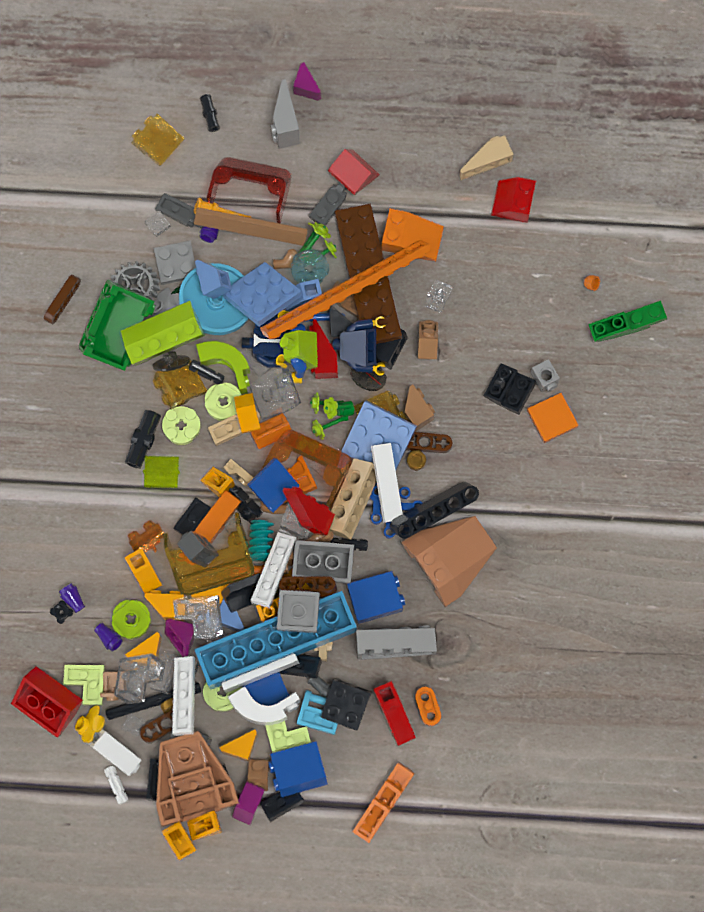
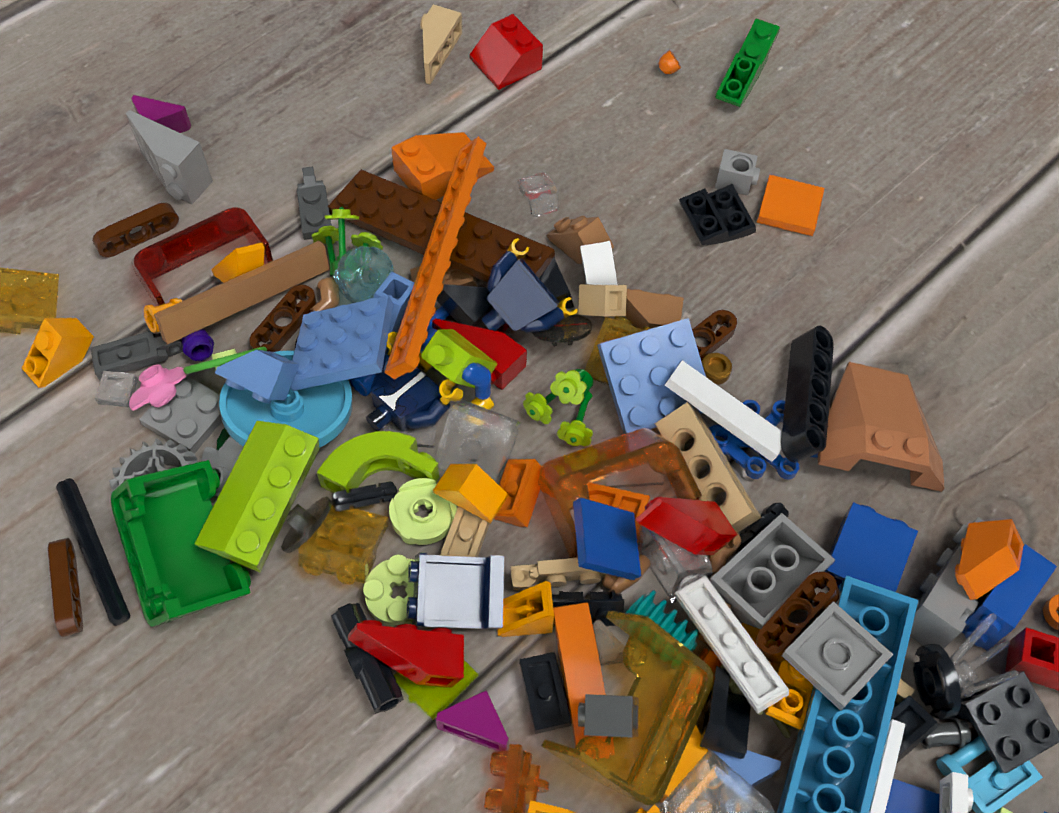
camera: 50 degrees left, 15 degrees down
(85, 292) = (93, 552): none -> black axle
(150, 180) = (56, 349): none -> light orange slope
(157, 502) = (475, 721): none -> magenta slope
(158, 457) = (419, 655): none -> red slope
(173, 239) = (156, 386): none -> bright pink plate
(198, 447) = (456, 591): none -> panel
(209, 113) = (65, 227): black pin -> none
(209, 255) = (218, 360): none -> bright green wheel
(238, 143) = (120, 244): none -> reddish brown beam
(242, 252) = (285, 307): none -> reddish brown beam
(260, 210) = (239, 262): none -> light orange slope
(335, 663) = (937, 681): none -> black tile
(350, 673) = (966, 670): none -> clear plant
(352, 171) = (305, 150): slope -> none
(396, 382) = (602, 300): none -> tan panel
(402, 665) = (1010, 598): none -> blue brick
(403, 640) = (988, 556): none -> orange slope
(411, 367) = (598, 264): none -> white slope

